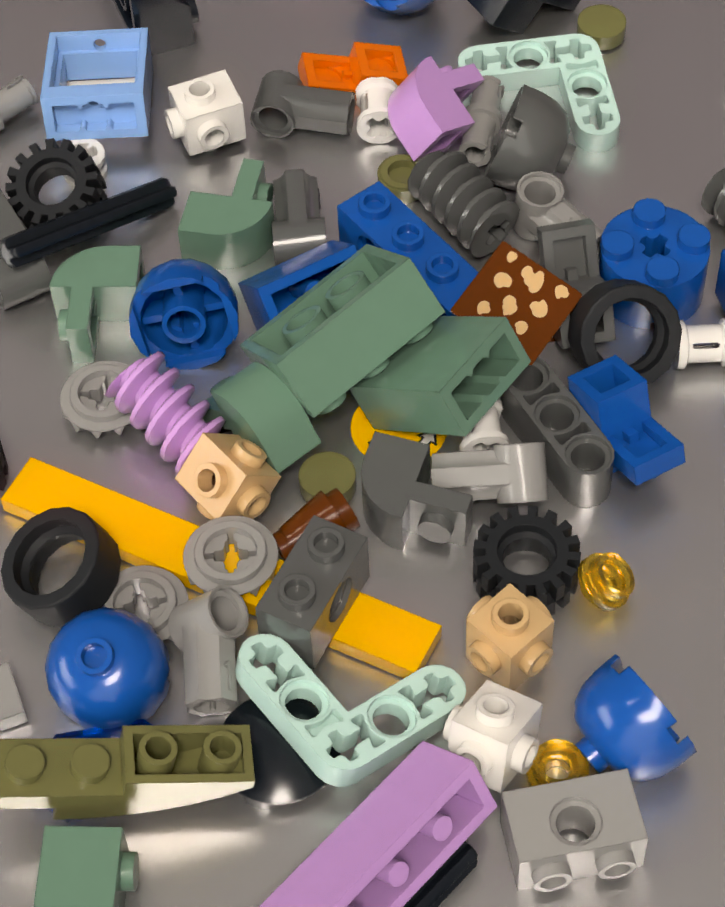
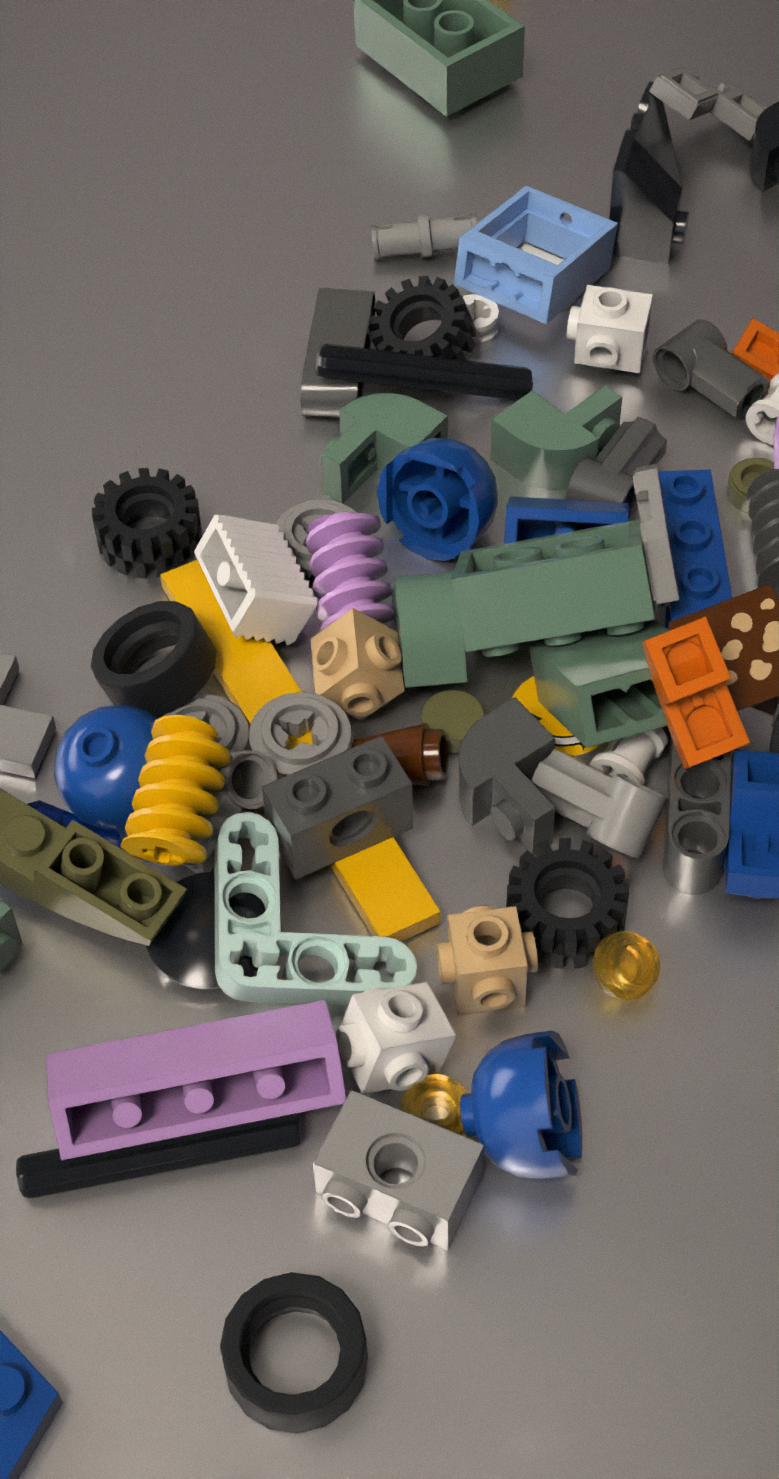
camera: 35 degrees right, 0 degrees up
(92, 456) = (255, 579): none -> white brick
(188, 654) = (176, 792): none -> yellow piece
(383, 230) = (655, 534): none -> light grey tile
(520, 353) = (694, 693): none -> orange slope

